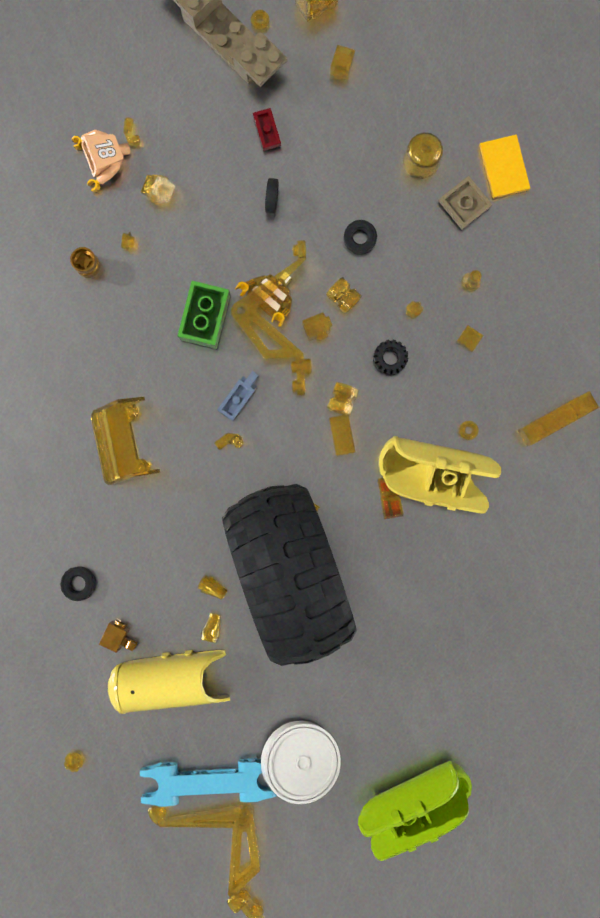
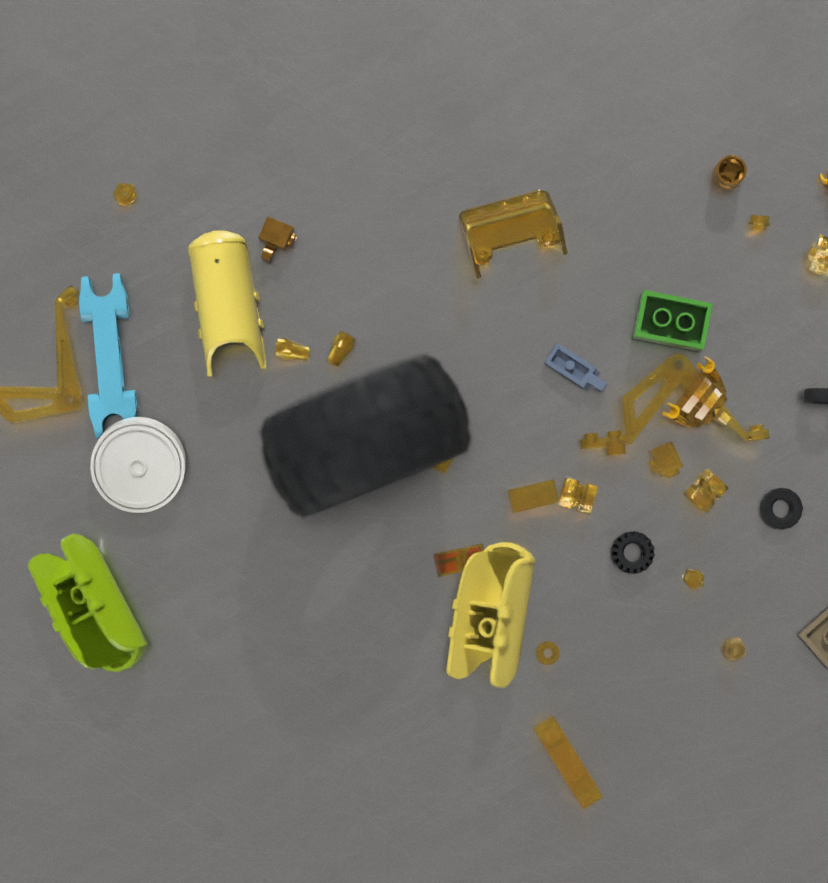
camera: 85 degrees right, 0 degrees up
(89, 580) = (337, 172): black tyre -> none
(229, 438) = (522, 360): clear yellow arm -> none
(469, 338) = (662, 650): clear yellow tile -> none

